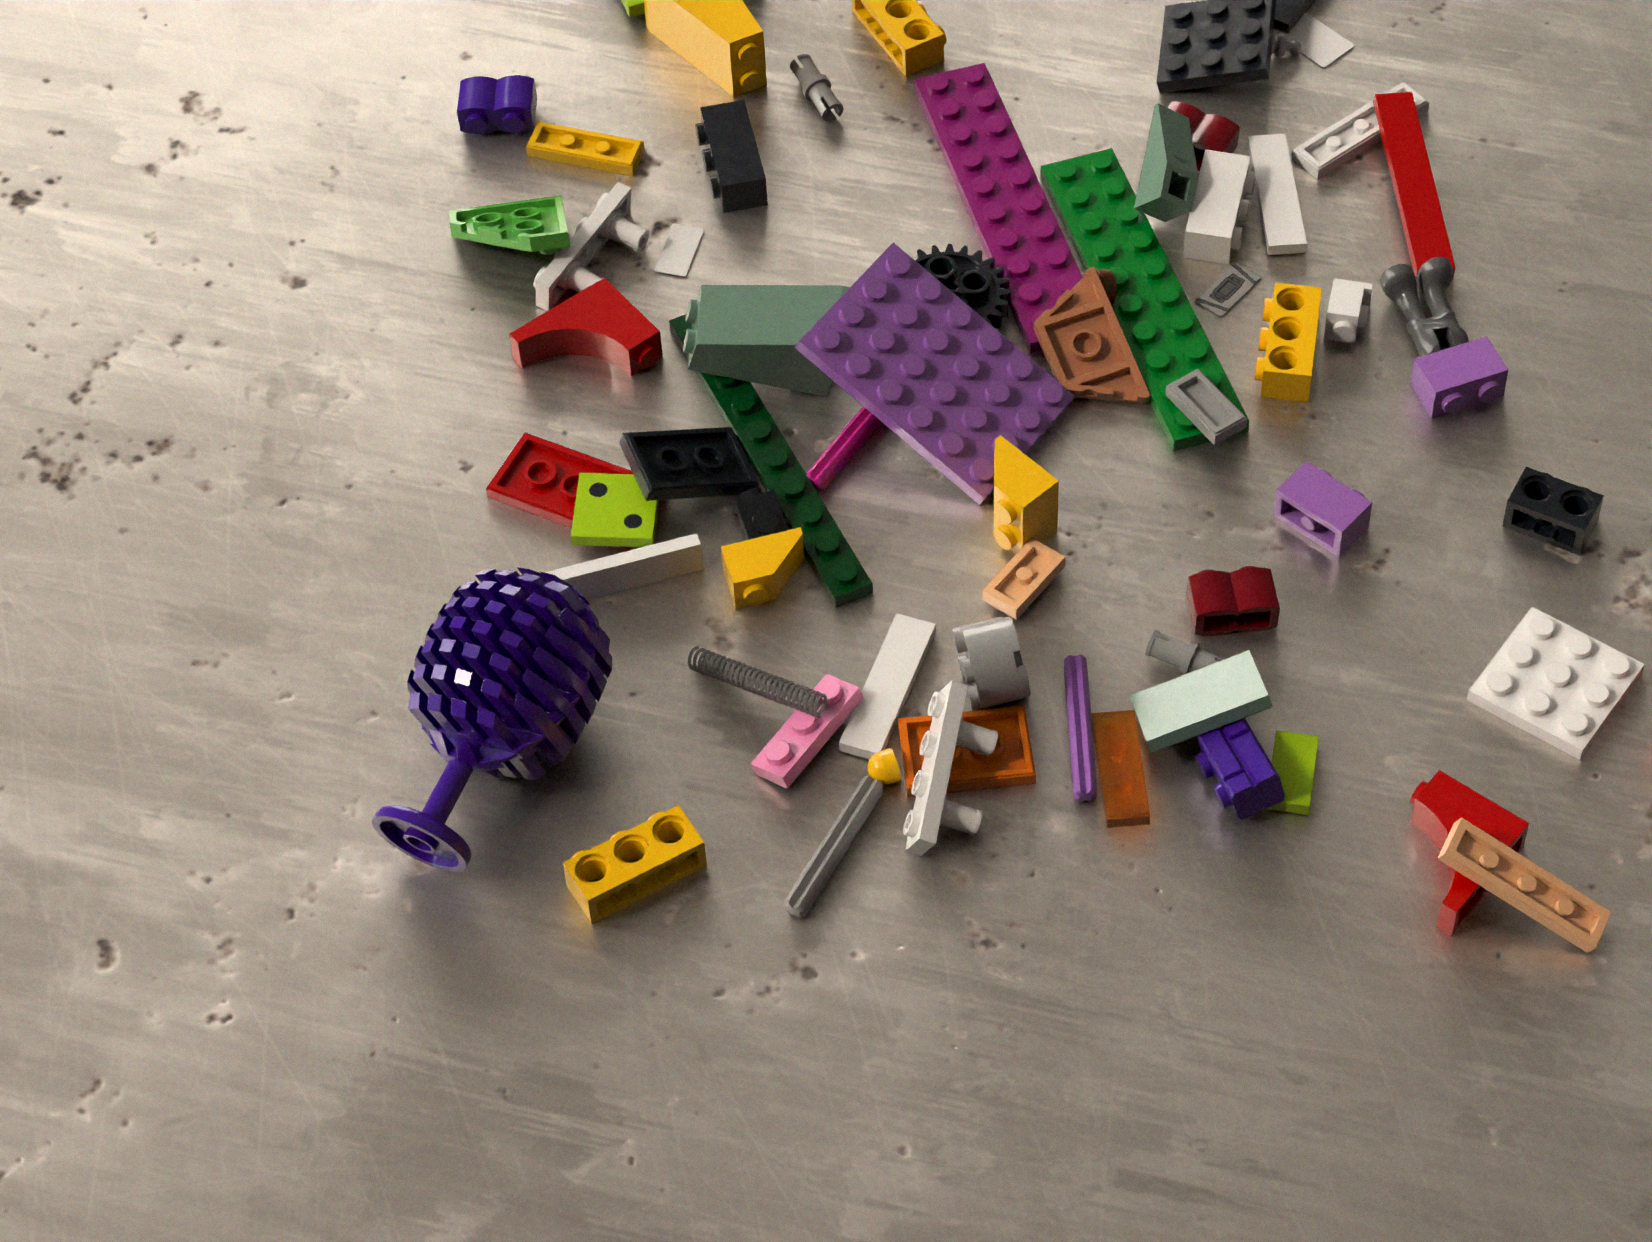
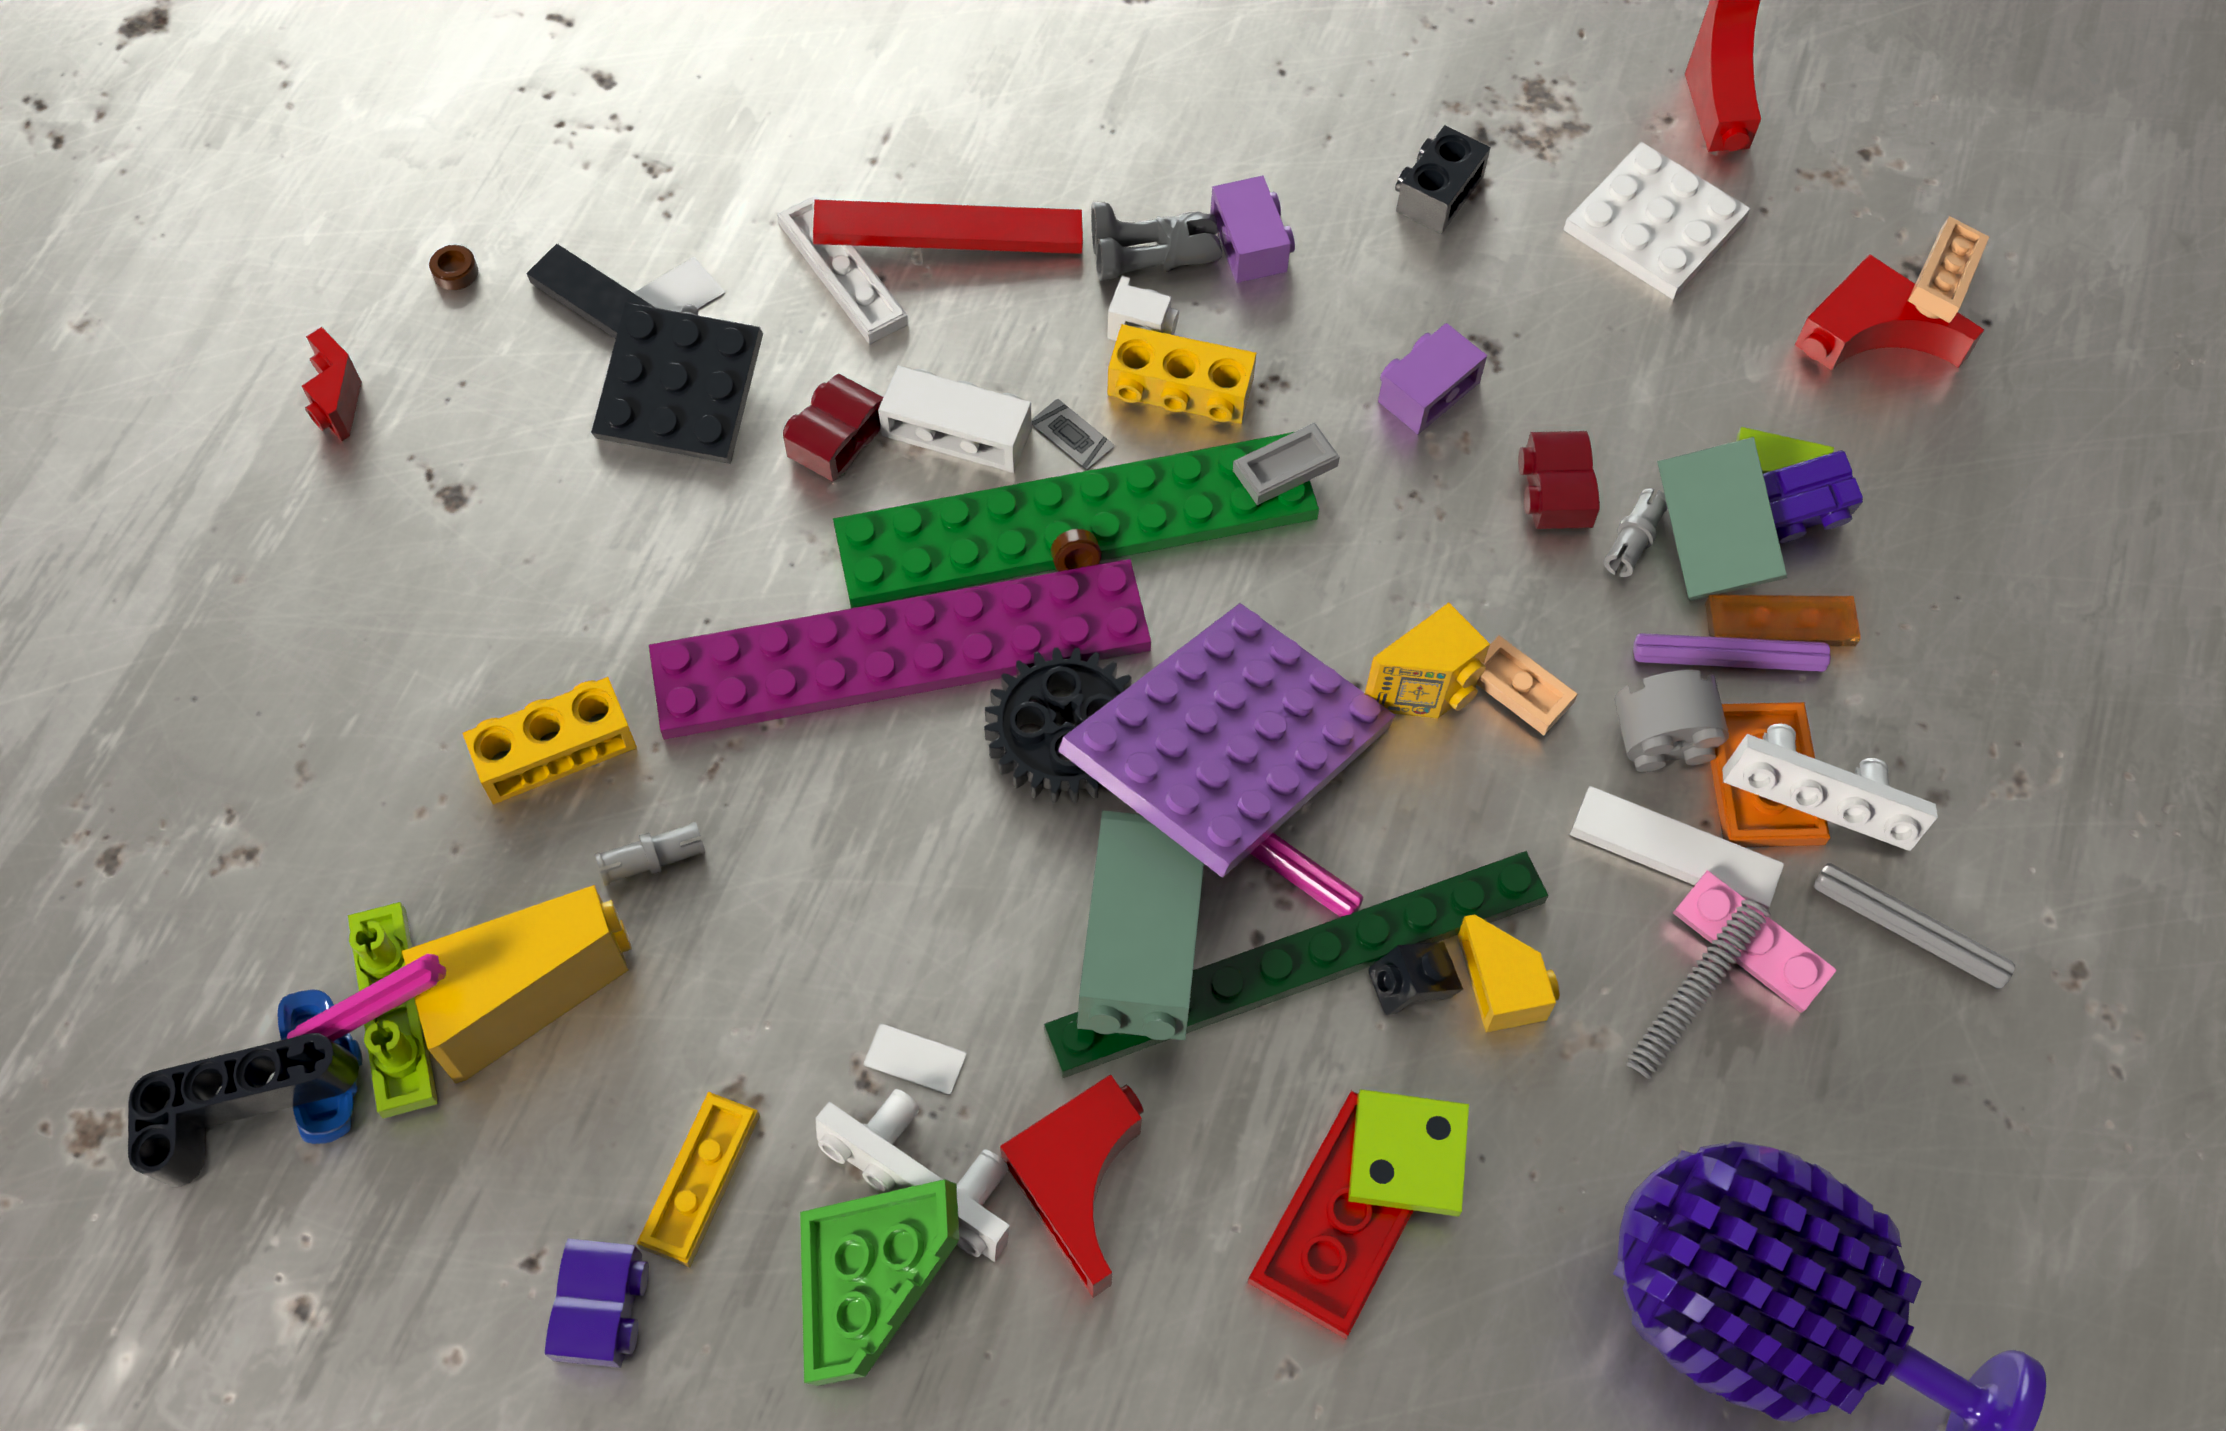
camera: 90 degrees left, 10 degrees up
(627, 882) = (1973, 1125): yellow brick -> none
(634, 567) = (1508, 1155): white tile -> none
(688, 463) = (1337, 1054): black tile -> none
(731, 156) = (766, 969): black brick -> none
(884, 767) = (1803, 859): yellow hinge -> none
(1089, 346) = (1167, 575): nougat wing -> none
(1168, 167) = (916, 446): sand green slope -> none
(1277, 194) = (975, 361): white tile -> none

